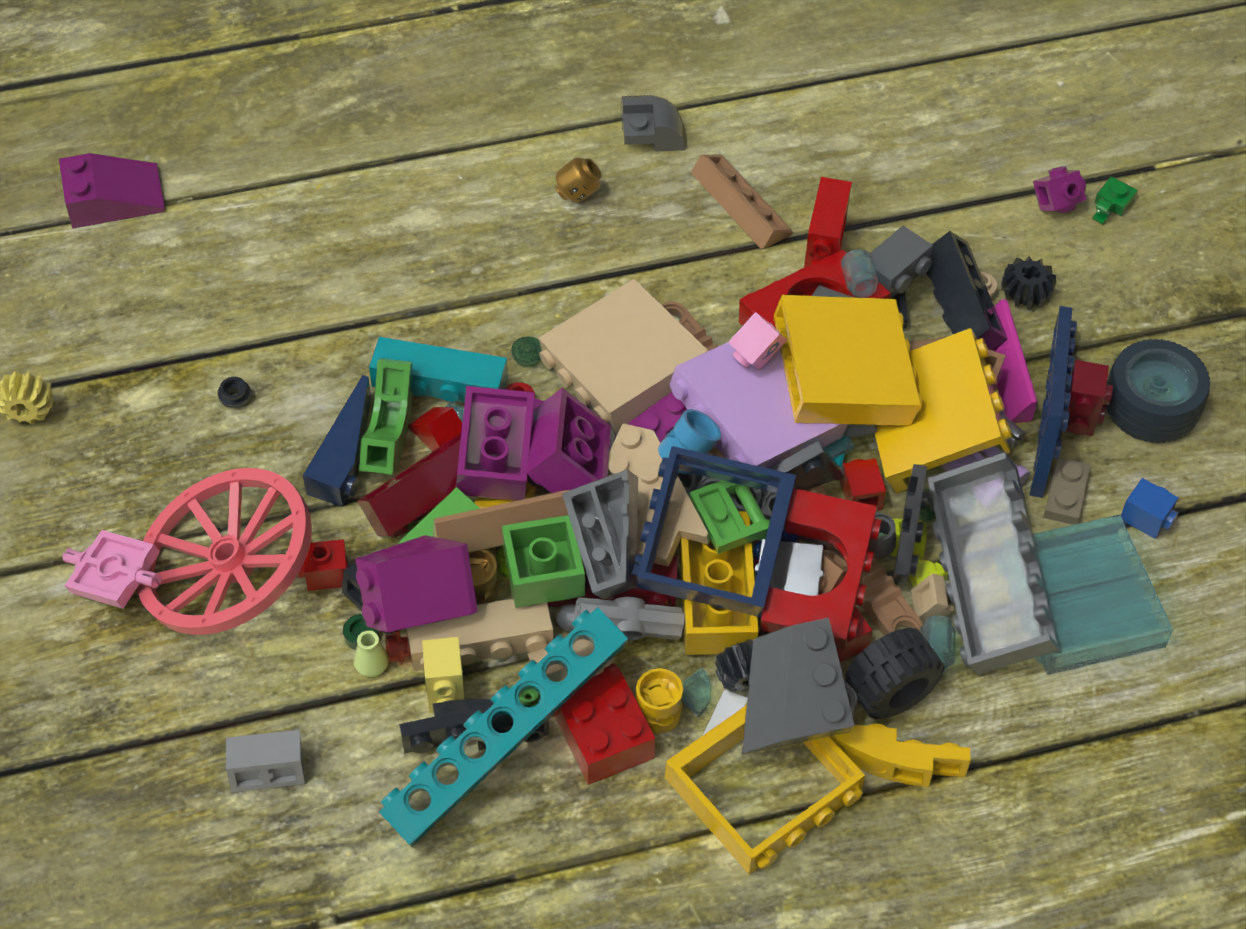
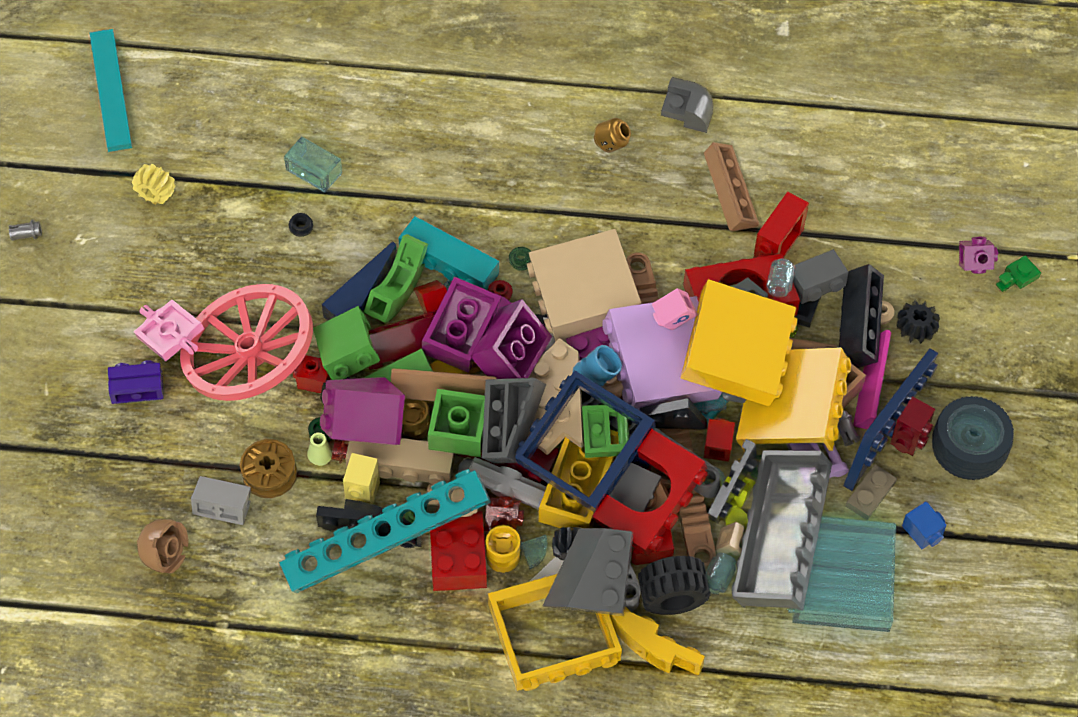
camera: 20 degrees right, 5 degrees up
(92, 648) = (135, 382): none -> dark purple brick
(109, 189) = (270, 38): magenta slope -> none
(208, 844) = (162, 545): none -> medium nougat cylinder
(222, 317) = (313, 164): none -> clear light blue panel
(310, 681) = (264, 455): none -> pearl gold wheel
(356, 512) = (345, 344): none -> bright green panel
(641, 655) = (504, 512): none -> clear red brick

